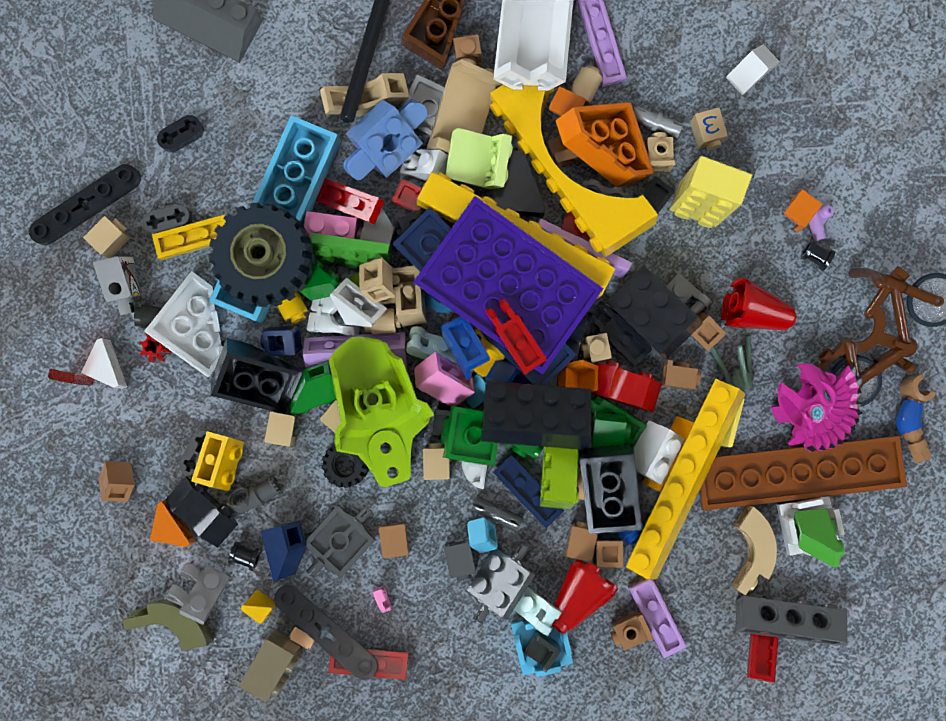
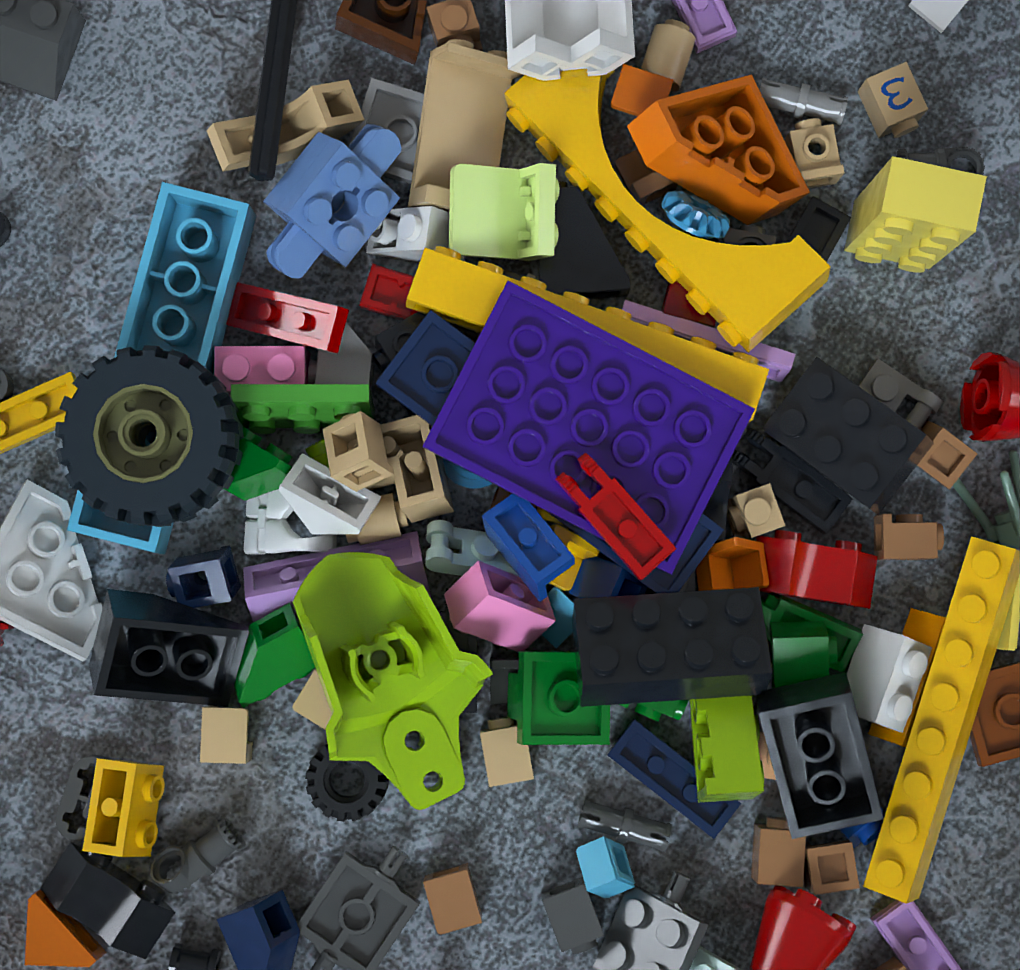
camera: 15 degrees left, 0 degrees up
(293, 309) = (217, 523): yellow brick -> none
(475, 473) = (576, 762): white tile -> none
(586, 176) = (695, 215): none -> dark azure gear

